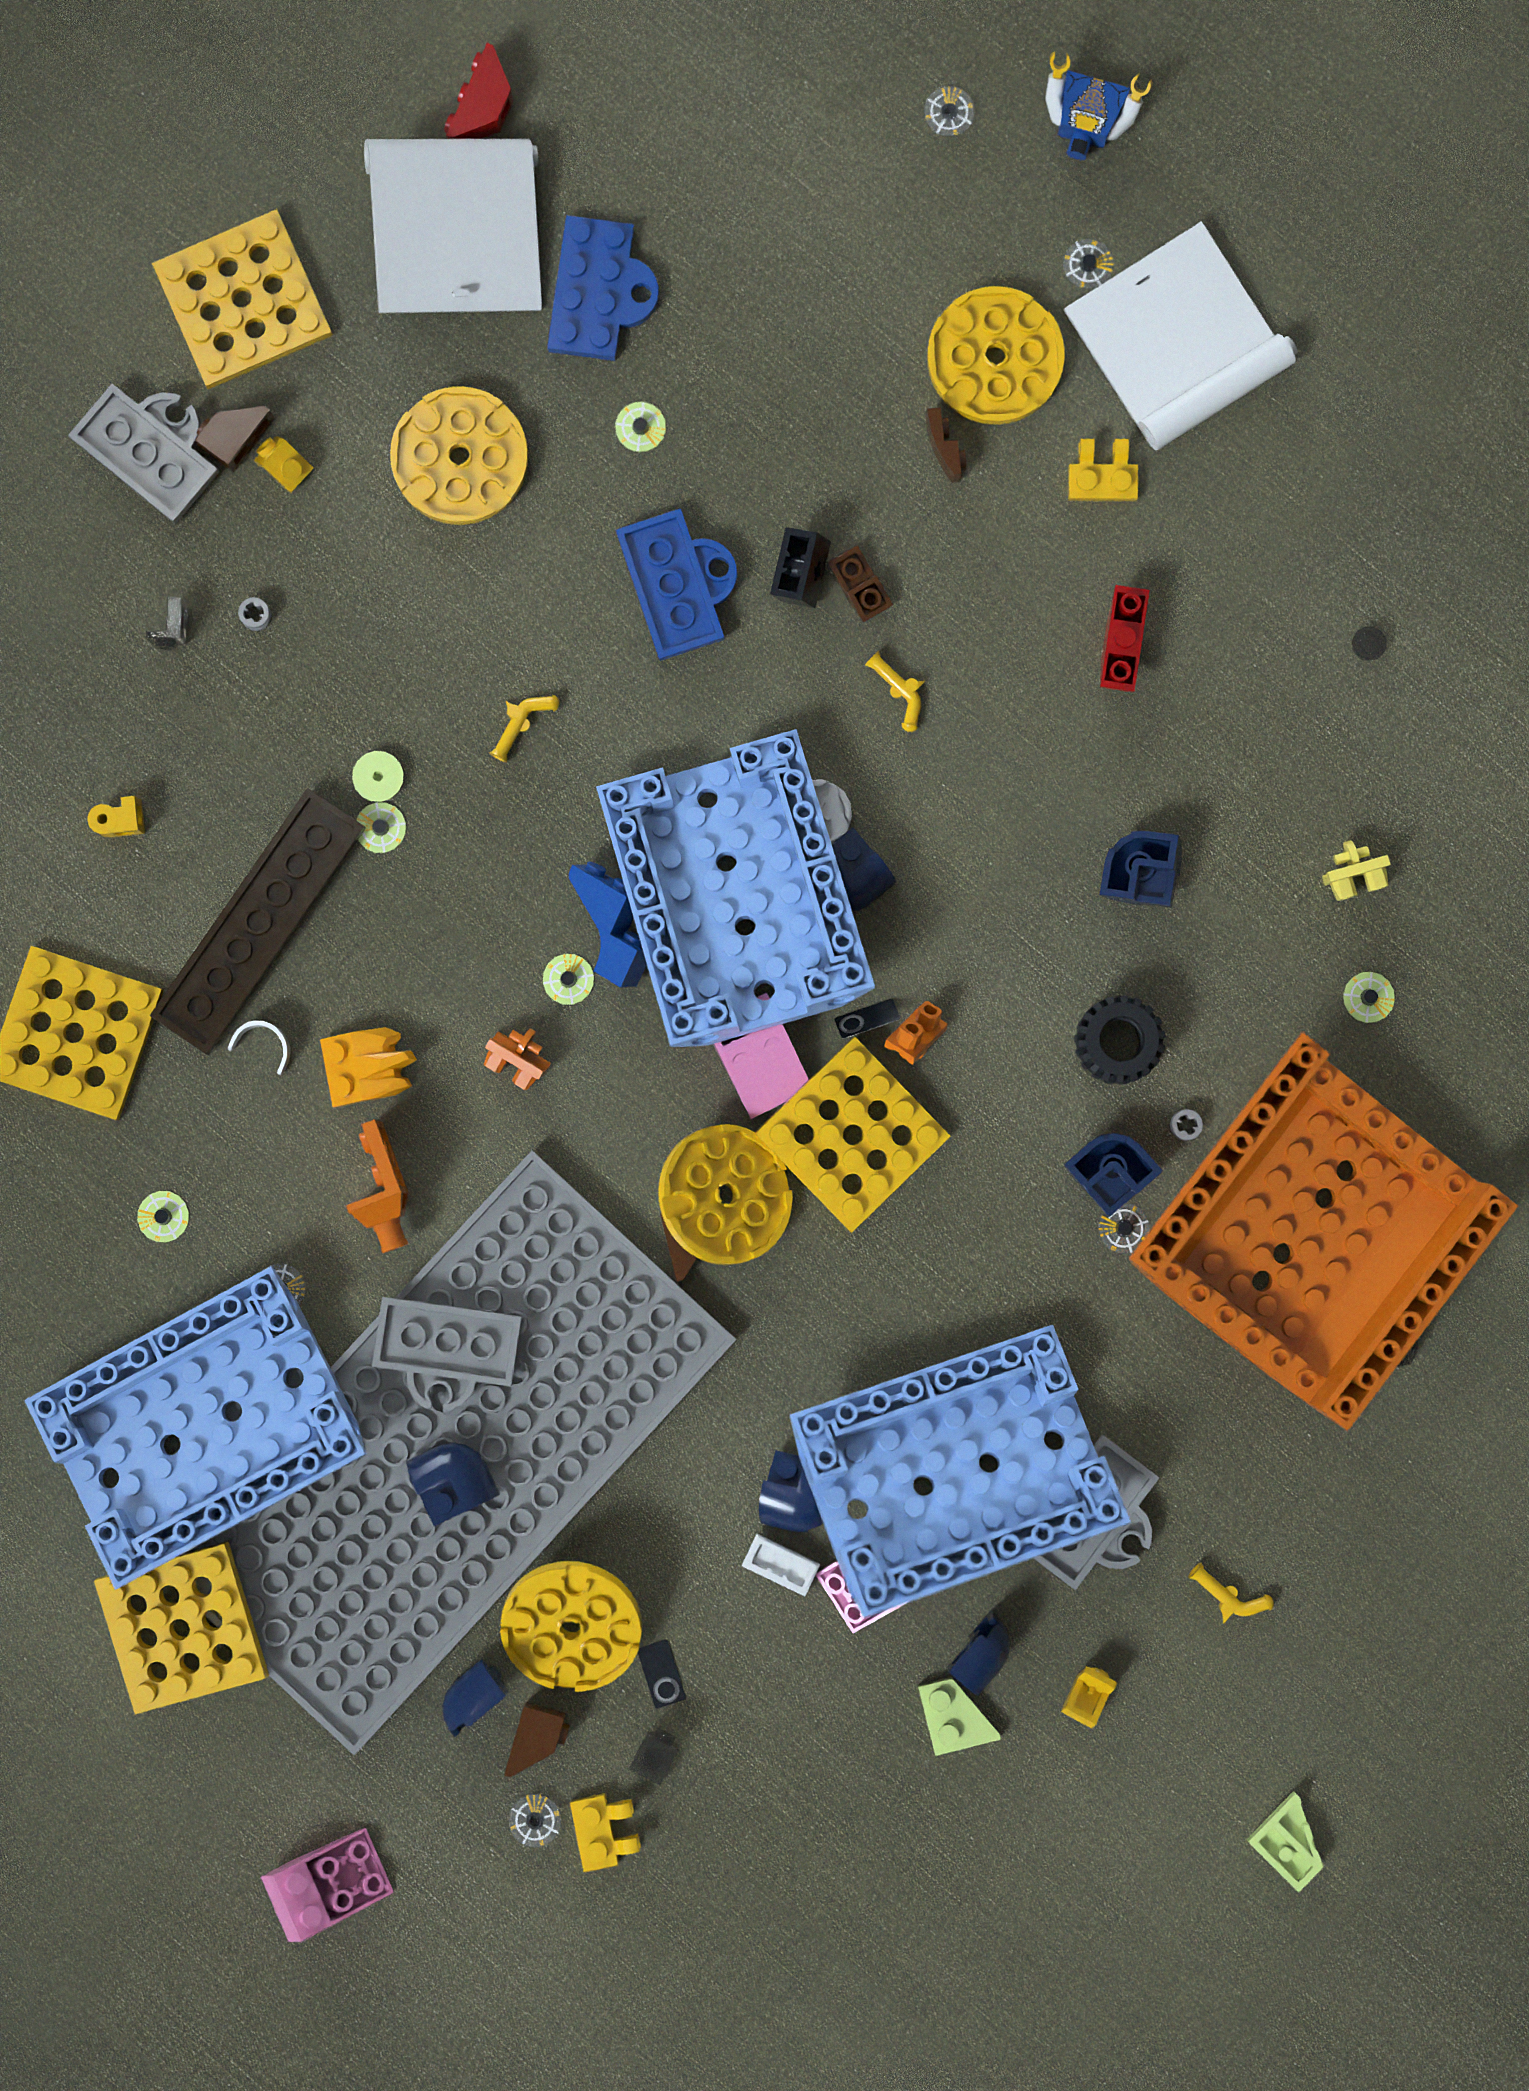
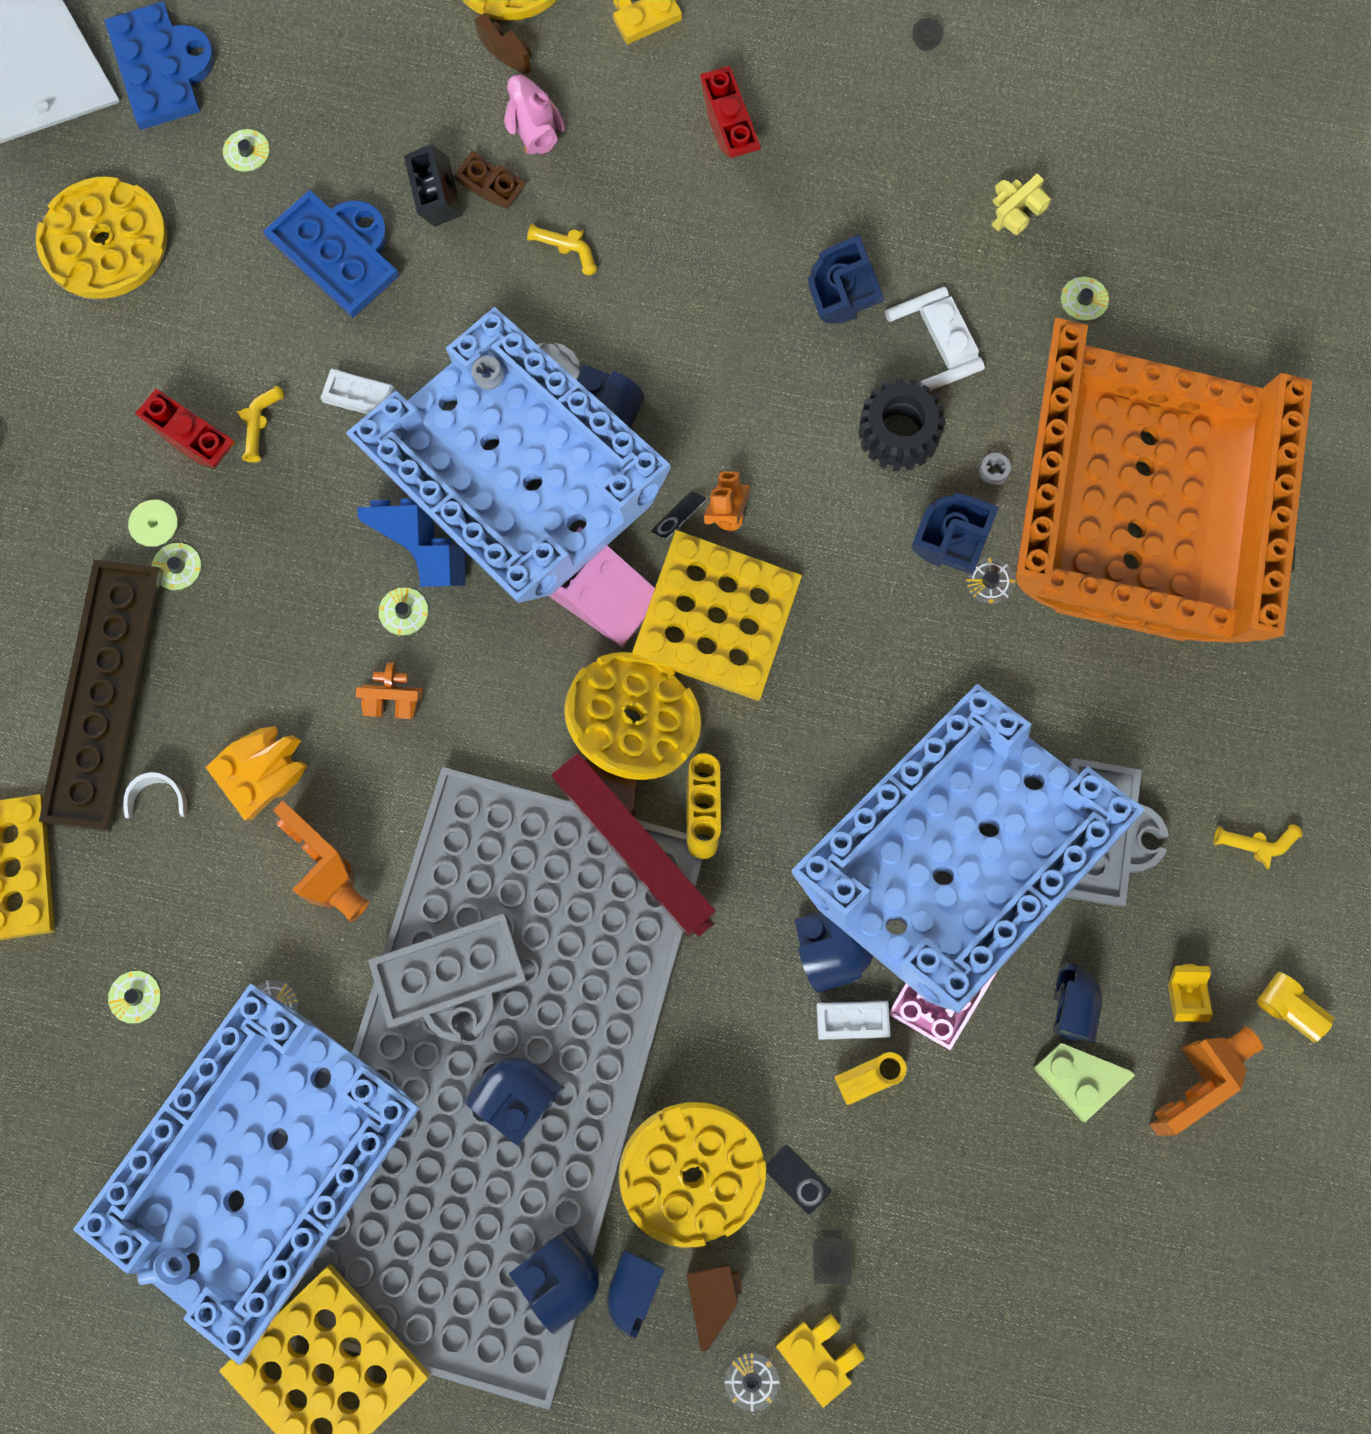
camera: 25 degrees left, 10 degrees down
(92, 1476) = (169, 1268): none -> light blue plate
(414, 1654) = (558, 1280): none -> dark blue brick
(449, 704) = (184, 429): none -> red slope
(627, 743) = (354, 392): none -> white plate
(666, 1316) = (634, 846): none -> dark red brick
(758, 1297) = (698, 819): none -> yellow beam
(765, 1622) = (866, 1078): none -> yellow piece
(767, 791) = (480, 366): none -> light grey bush
(933, 537) = (532, 115): none -> bright pink animal
(1078, 1772) = (1223, 1071): none -> orange plate
(1171, 1748) = (1285, 1001): none -> yellow piece
(1216, 970) = (948, 334): none -> white plate

